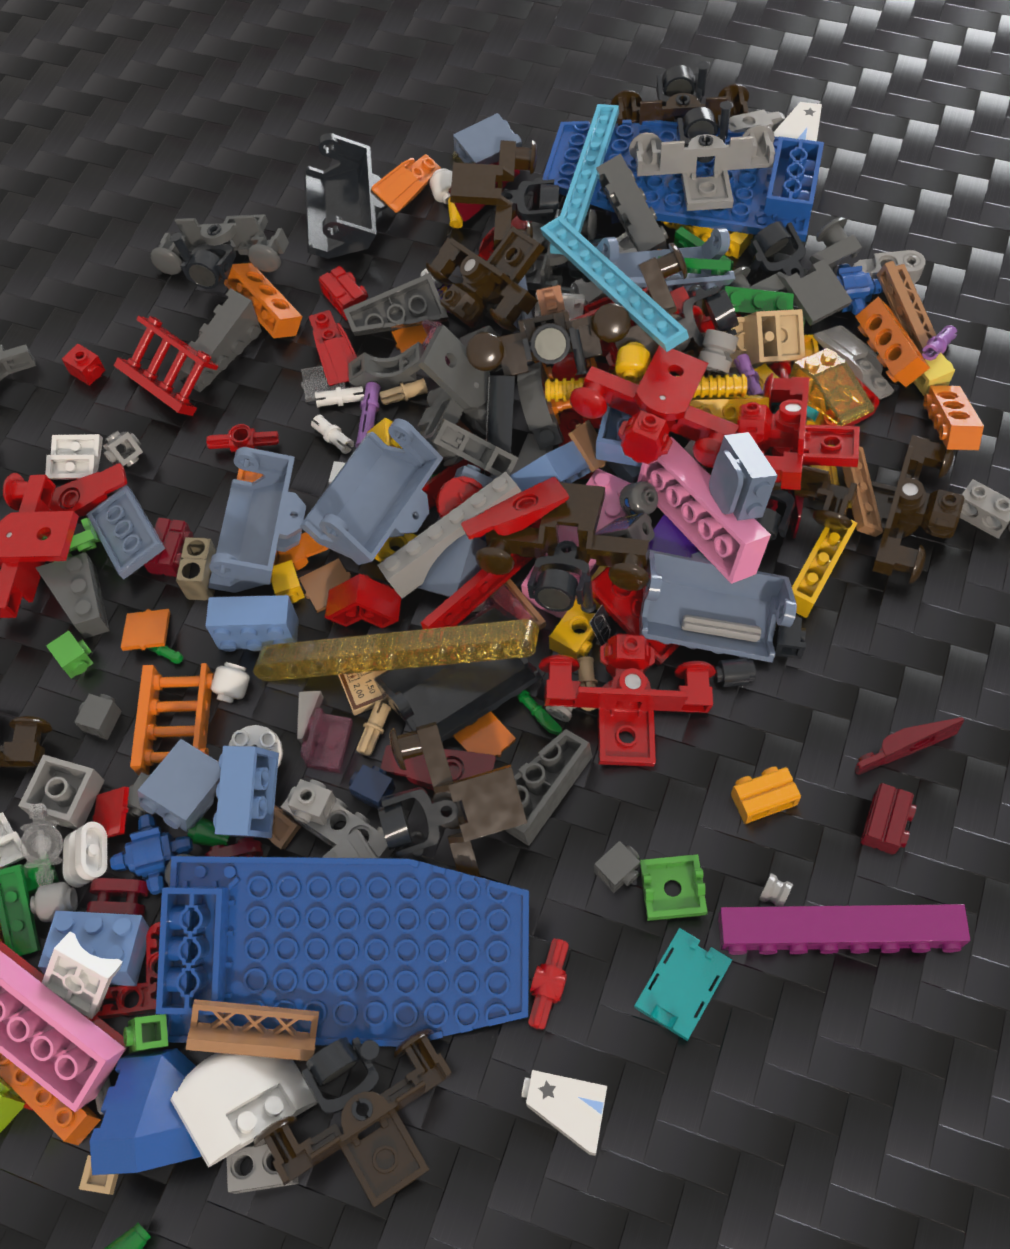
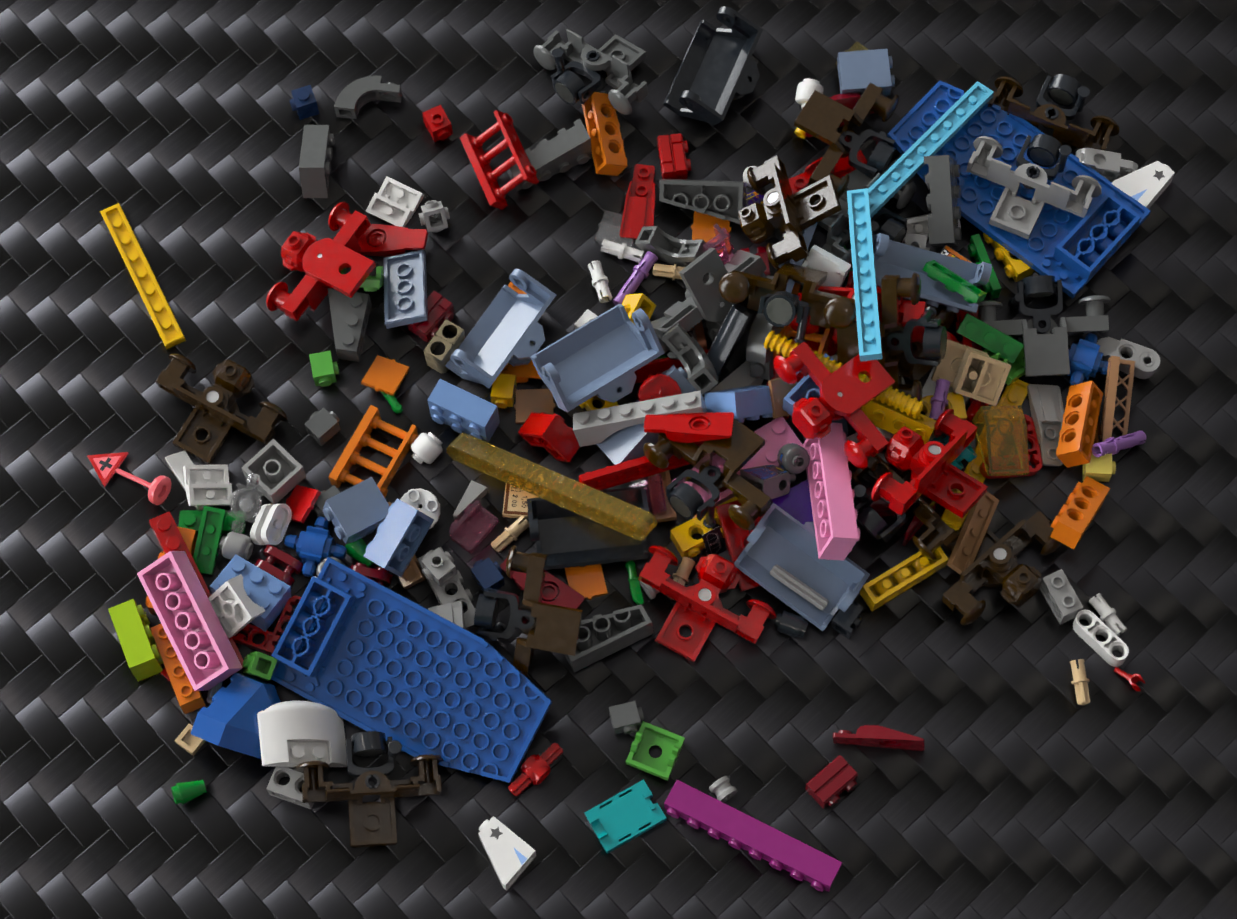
camera: 25 degrees right, 5 degrees up
(242, 436) = (520, 249): red axle -> none
(253, 1037) = (327, 705): medium nougat fence -> none
(405, 182) = (777, 76): orange piece -> none
(550, 299) = (819, 258): nougat tile -> none
(632, 361) = (839, 351): yellow head -> none
(717, 350) = (911, 374): light grey wheel -> none
(741, 477) = (859, 485): sand blue brick -> none
(765, 794) = (757, 721): light orange brick -> none

